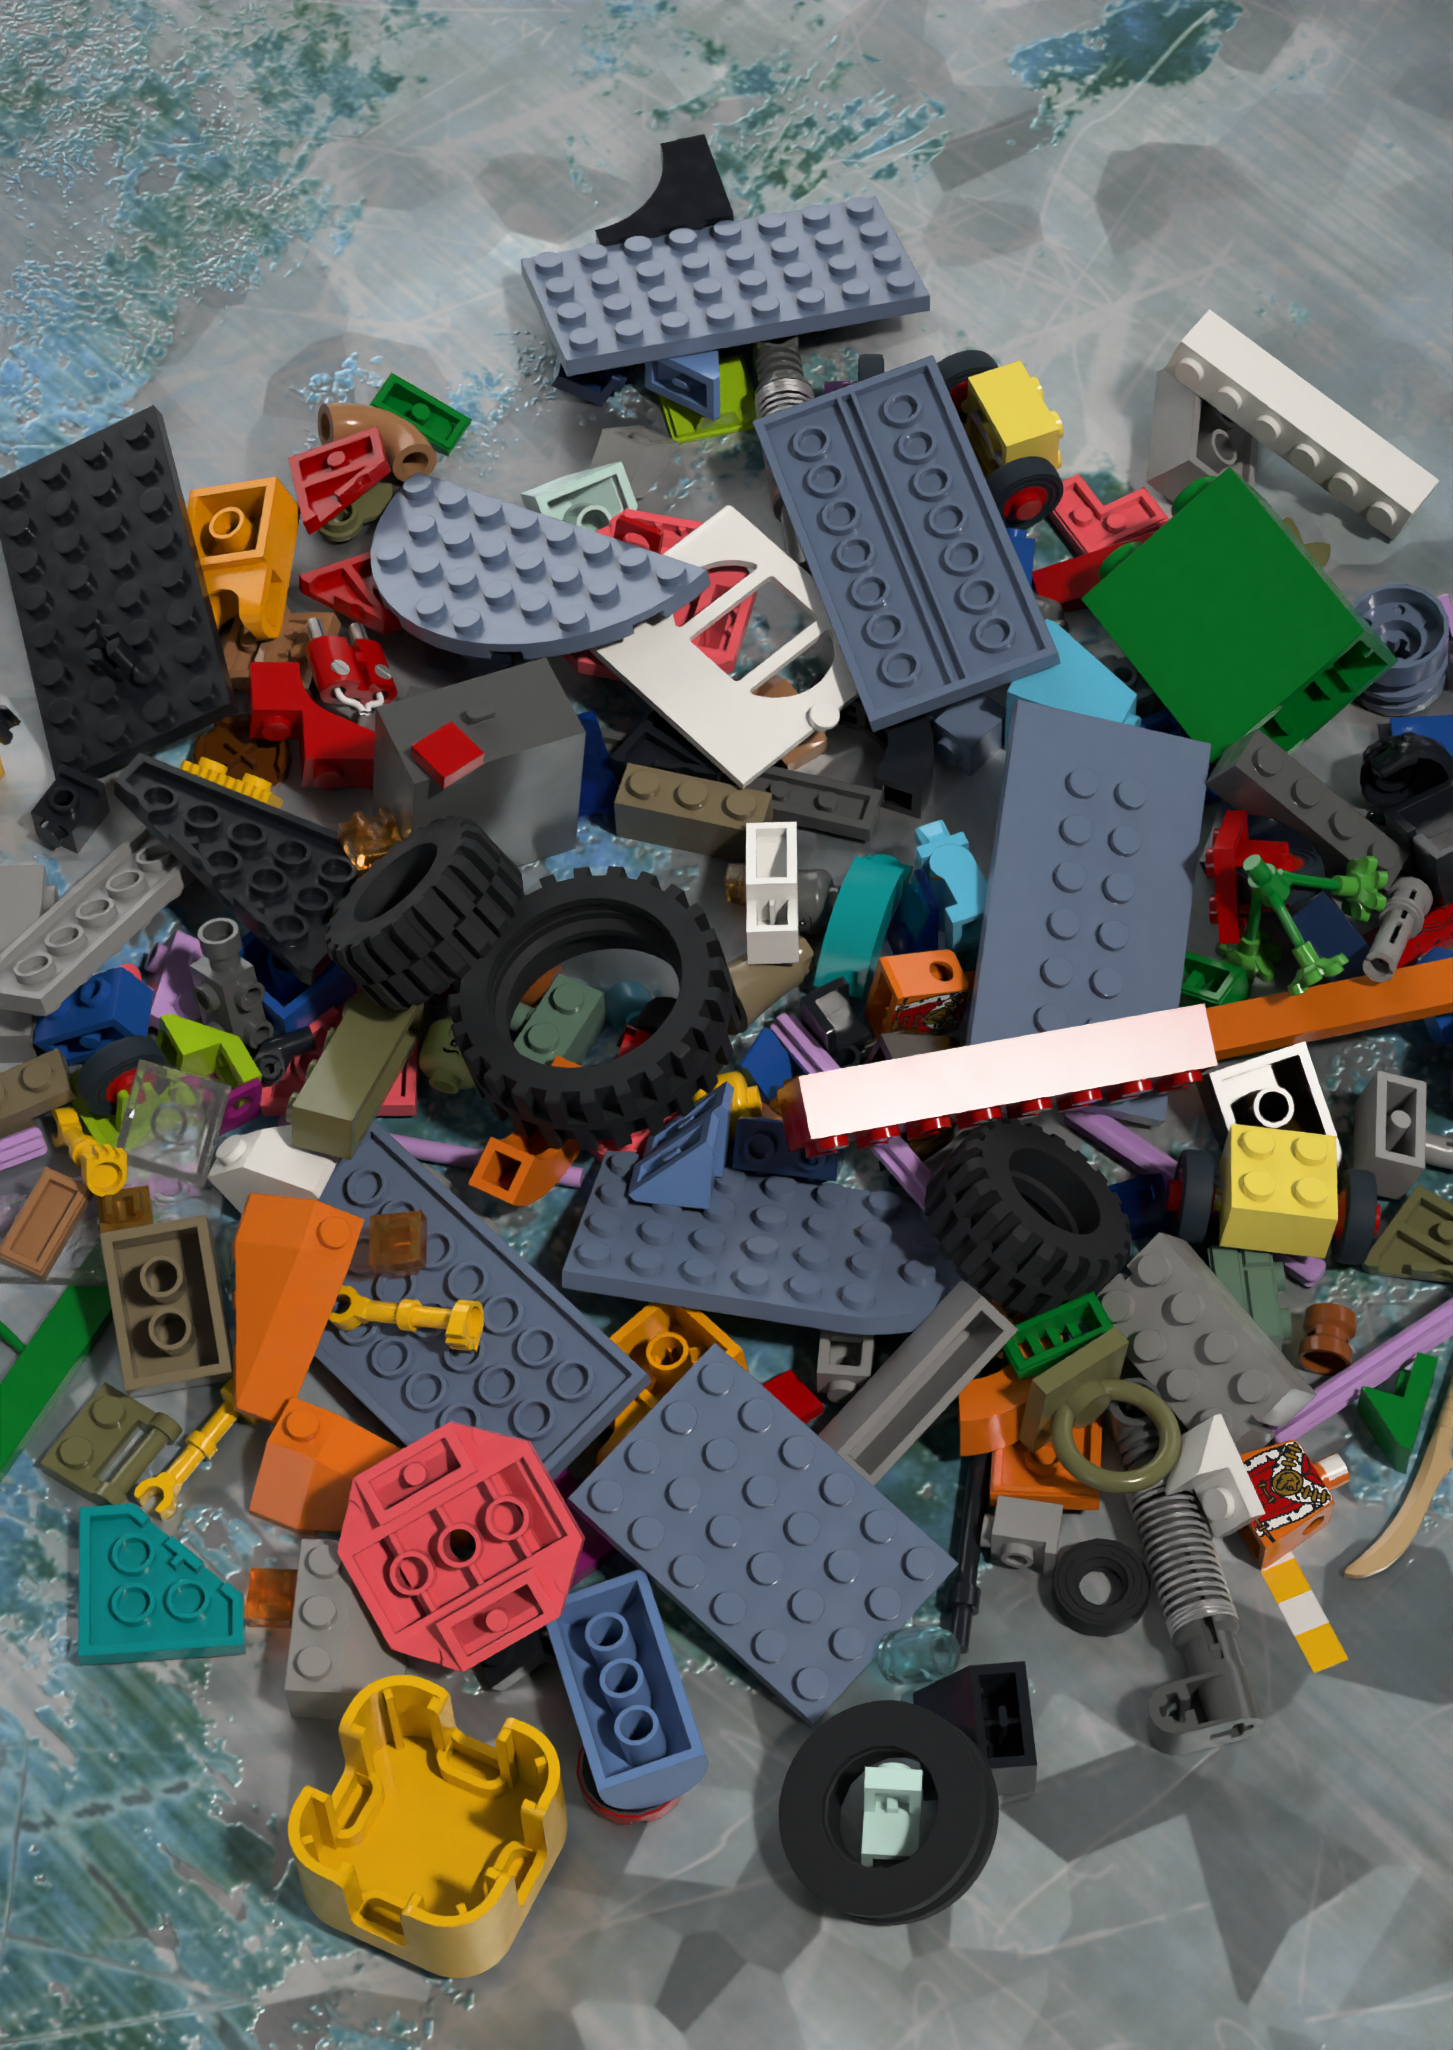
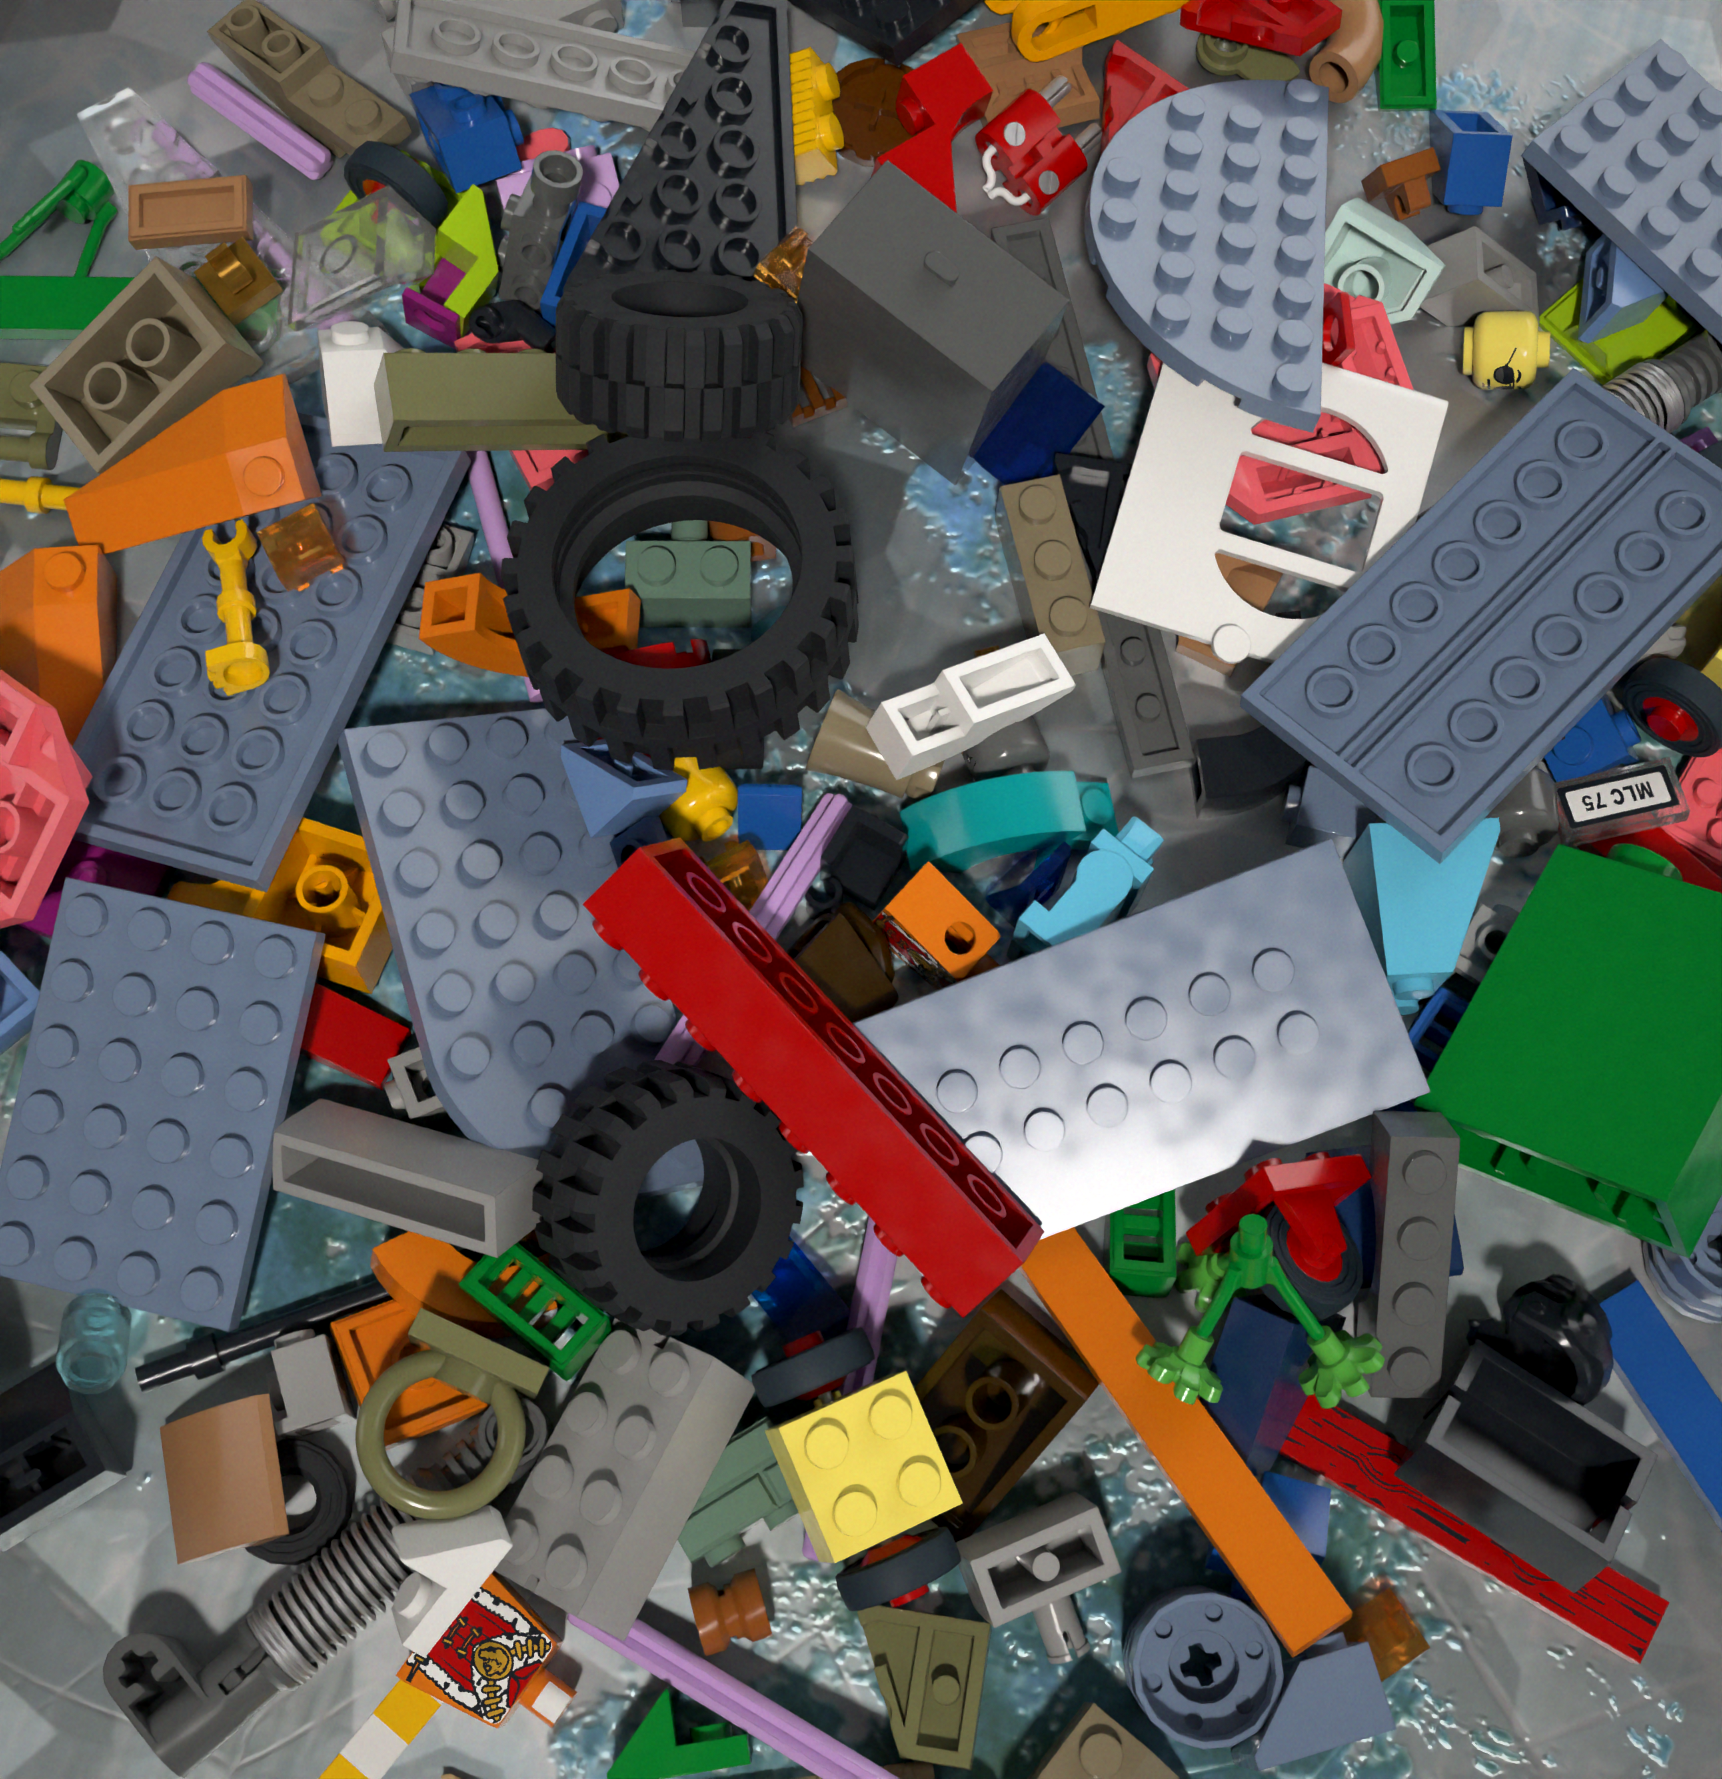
camera: 55 degrees right, 15 degrees up
(101, 1167) = (258, 224): yellow piece -> none
(447, 754) = (860, 261): red tile -> none
(525, 464) = (1403, 183): none -> dark orange tile
(530, 416) = (1472, 159): none -> blue slope
(680, 1169) = (554, 789): medium blue slope -> none
(692, 467) = (1505, 350): none -> light yellow head
(1063, 562) = (1619, 802): none -> tile
(1066, 1608) = (224, 1479): none -> medium nougat slope
(1392, 939) = (1332, 1434): light grey pin -> none

